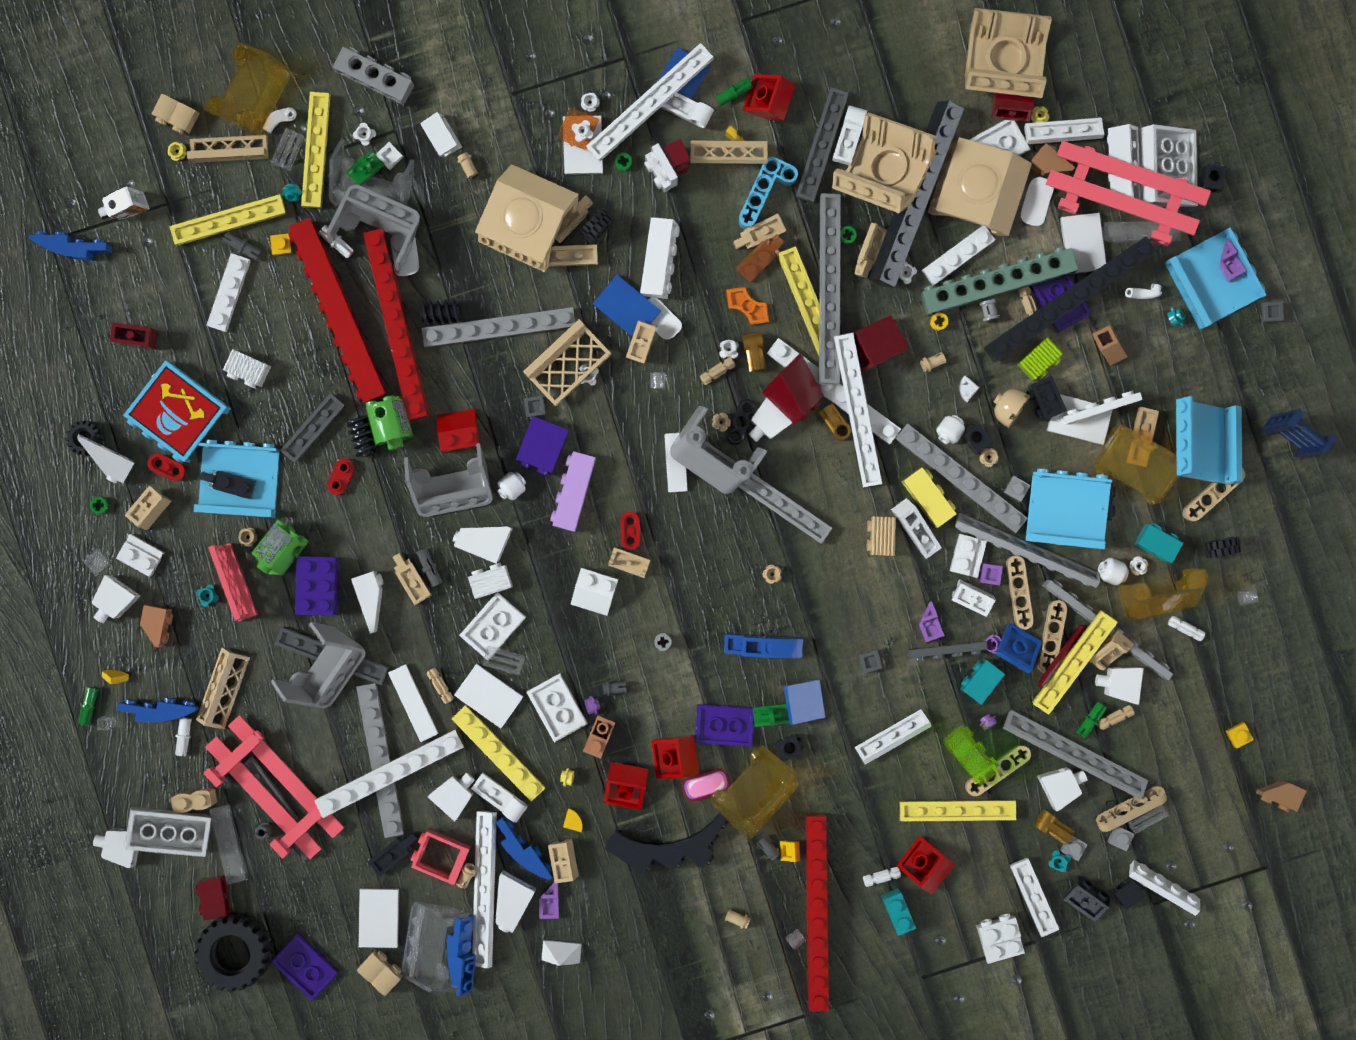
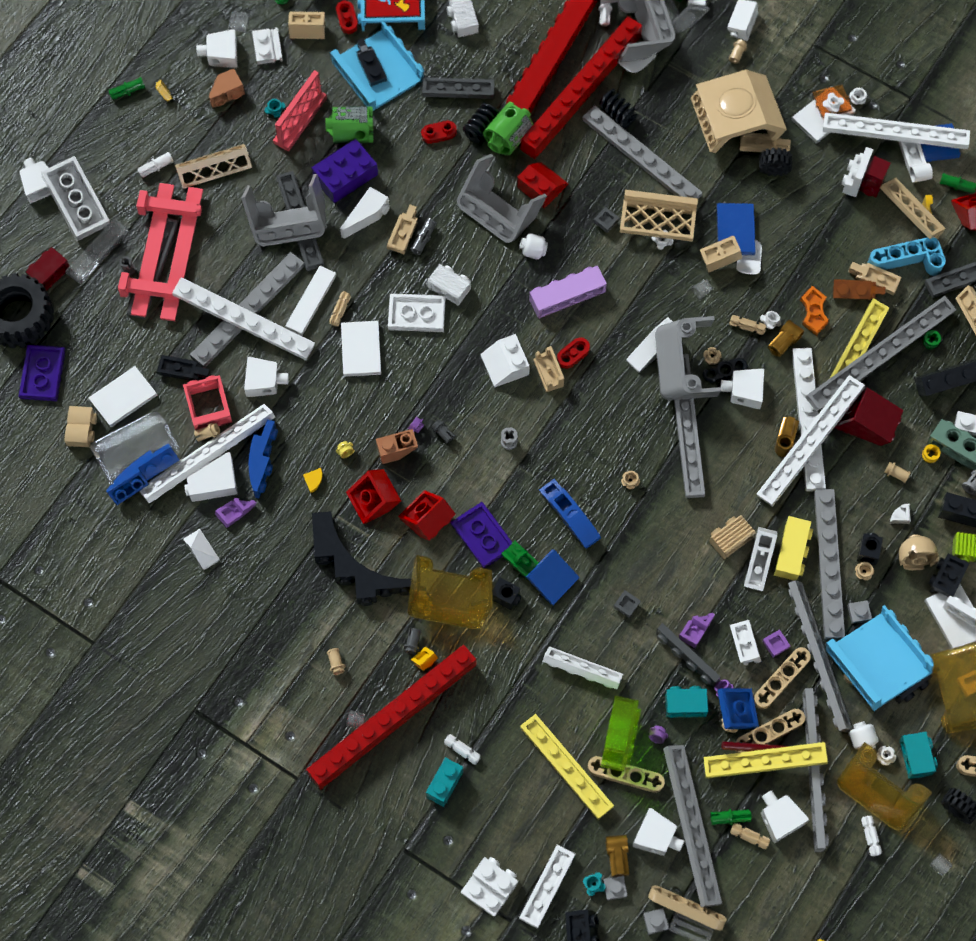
camera: 55 degrees right, 20 degrees down
(109, 720) = (123, 108): clear hose -> none
(165, 711) = (162, 137): blue slope -> none
(196, 800) = (113, 203): tan brick -> none
(242, 536) = (341, 99): tan plate -> none
(483, 542) = (476, 258): white slope -> none
(498, 753) = (322, 388): light yellow plate -> none
(499, 797) = (288, 411): white plate -> none
(506, 653) = (391, 322): clear tile -> none
(542, 445) = (582, 245): dark purple brick -> none
(557, 707) = (392, 403): white tile -> none
(563, 861) = (276, 493): tan hinge -> none
(573, 255) = (738, 164): tan plate -> none
(619, 166) = (837, 155): green bush -> none
(659, 258) = (792, 221): white brick -> none
(705, 784) = (417, 547): sticker -> none
(794, 390) = (784, 381): dark red slope -> none
(870, 250) = (937, 361): tan hinge -> none
(910, 272) = (948, 397): white plate -> none
(925, 865) = (501, 776): red slope -> none
(950, 429) = (858, 523): white head -> none
(968, 555) = (774, 616): white plate -> none
(1111, 649) = (800, 781): tan hinge -> none

